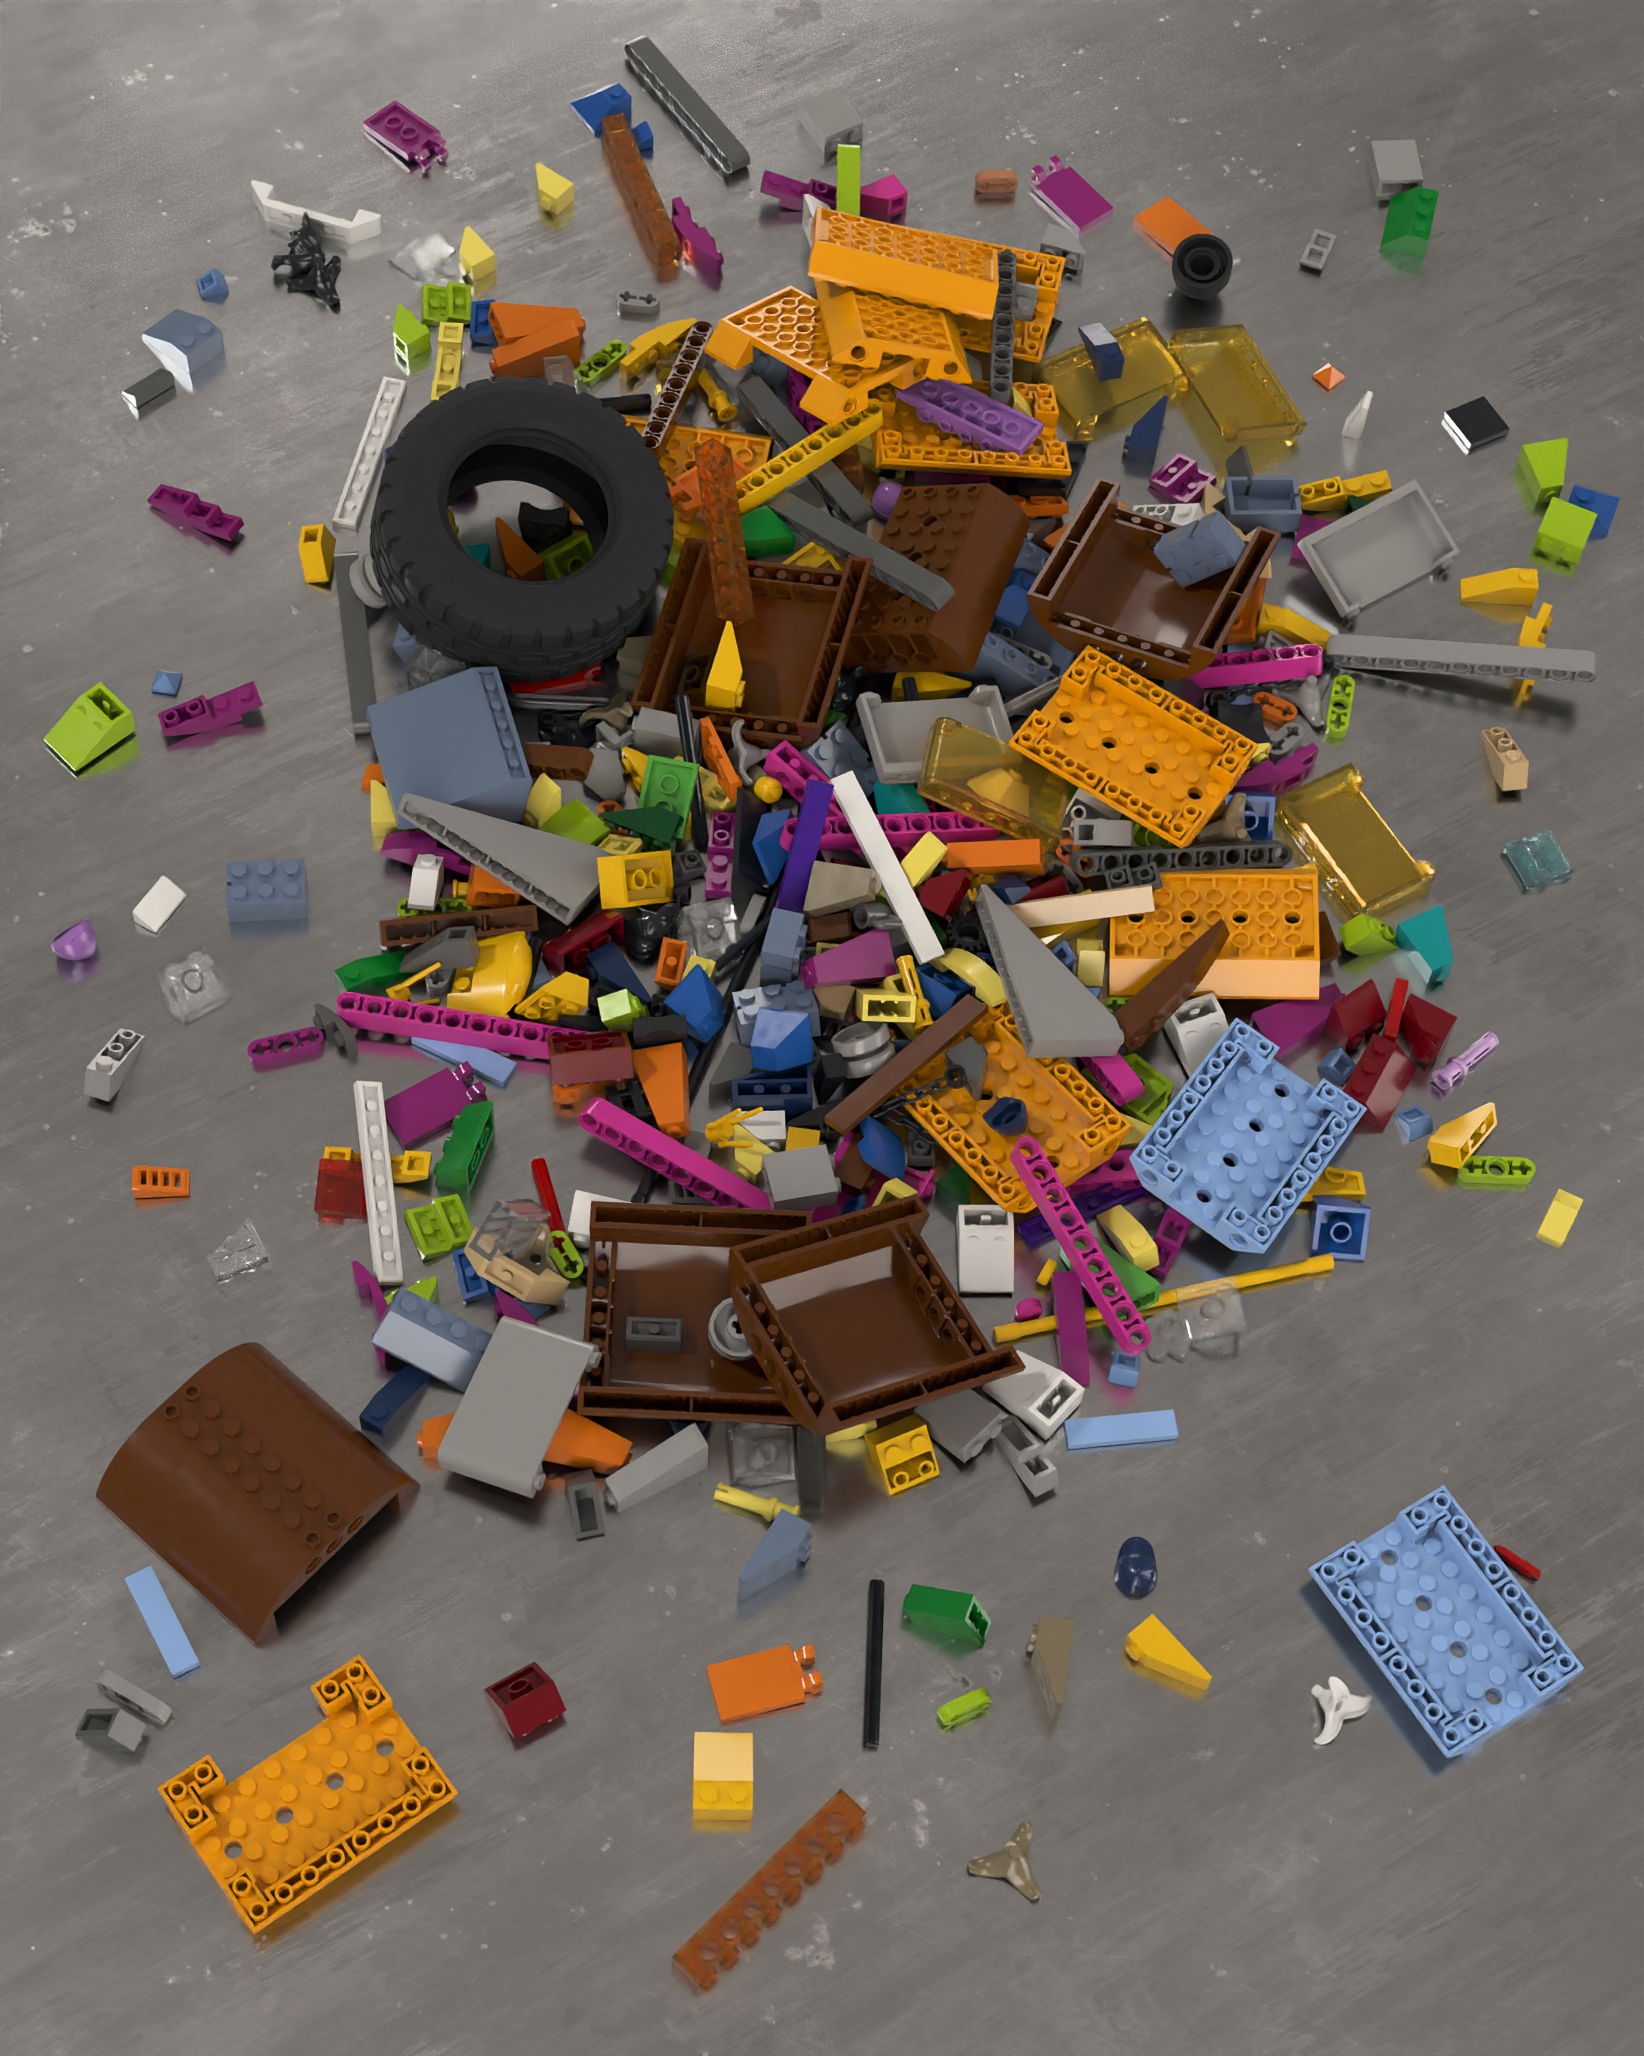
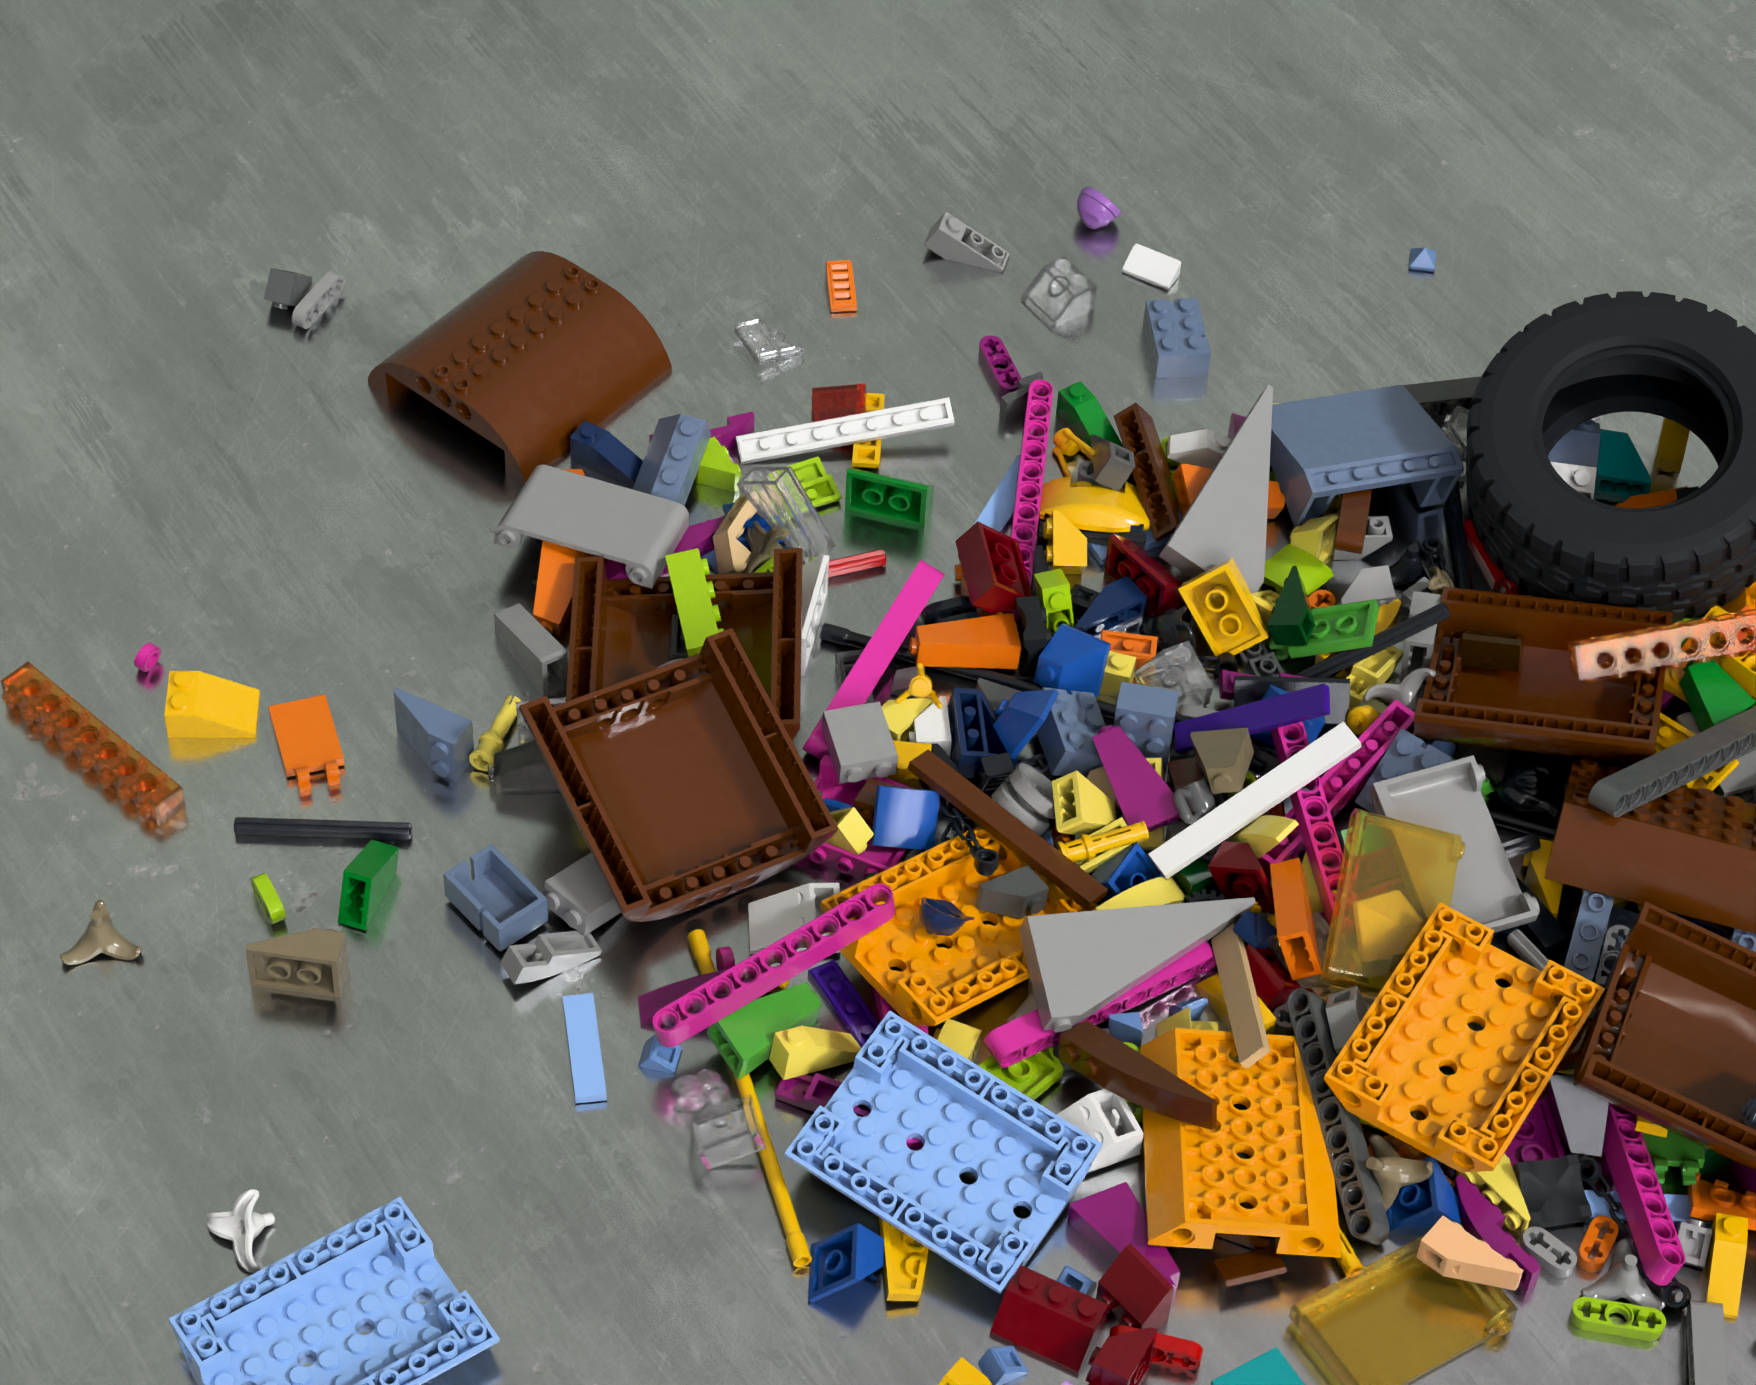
camera: 90 degrees right, 10 degrees down
(90, 727) = (1351, 204): lime slope -> none
(162, 1621) = (391, 317): light blue tile -> none
(196, 513) = (1642, 262): magenta slope -> none
(209, 714) = (1385, 286): magenta slope -> none
(328, 1826) = (192, 438): light orange slope -> none
(432, 1104) = (941, 466): magenta tile -> none
(525, 1700) = (296, 559): dark red slope -> none
(584, 1503) = (499, 592): dark grey slope -> none
(634, 1310) = (693, 598): none -> lime brick
(654, 1842) = (147, 657): none -> dark pink tile
(717, 760) = (1390, 673): orange wing -> none
(725, 681) = (1503, 661): yellow slope -> none
(902, 1453) = (549, 845): yellow slope -> none
(968, 1498) = (496, 898): none -> sand blue piece
(1037, 1395) = (620, 964): white slope -> none
(1126, 877) = (1287, 1051): dark grey slope -> none
(1136, 1567) = (419, 1058): dark blue piece -> none
(1162, 1652) = (320, 1068): yellow slope -> none
(1312, 792) = (1463, 1257): none -> light nougat slope
(1367, 935) = (1261, 1320): lime slope -> none

